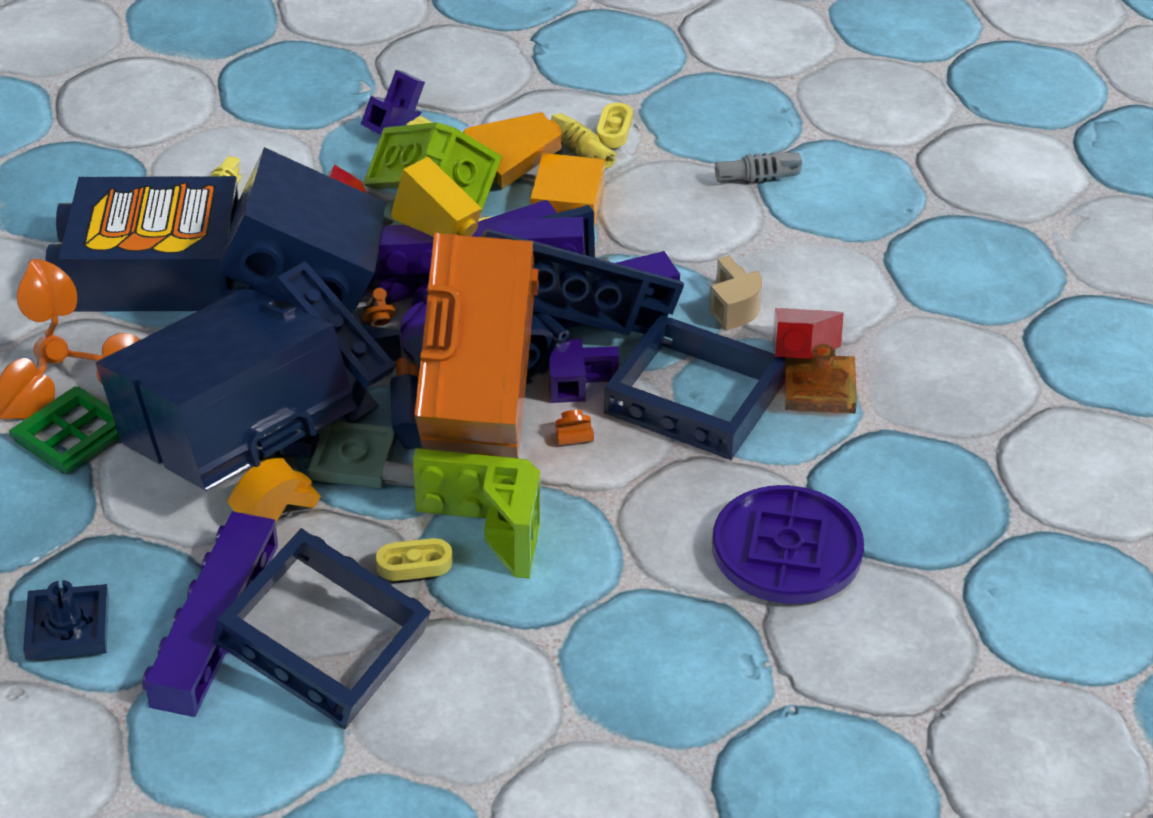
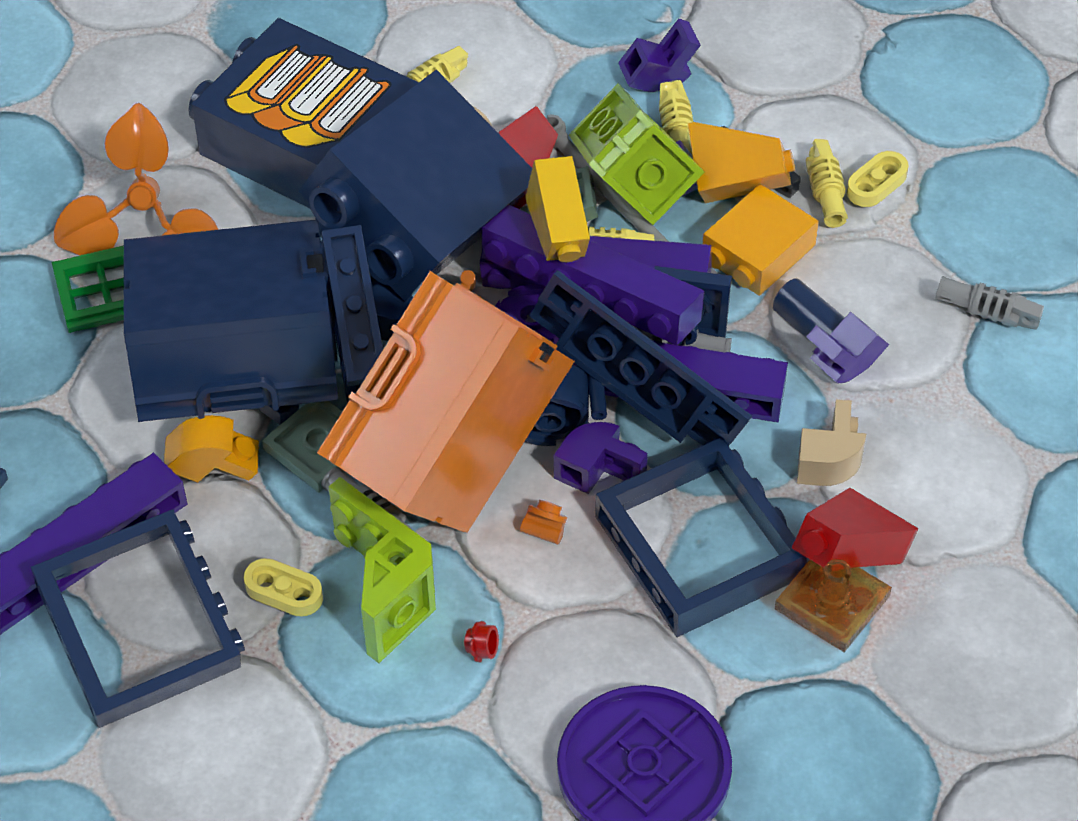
camera: 35 degrees right, 10 degrees up
(599, 523) = (482, 641): none -> red plate
(645, 223) = (805, 308): none -> dark blue brick
(691, 228) = (847, 349): none -> brick

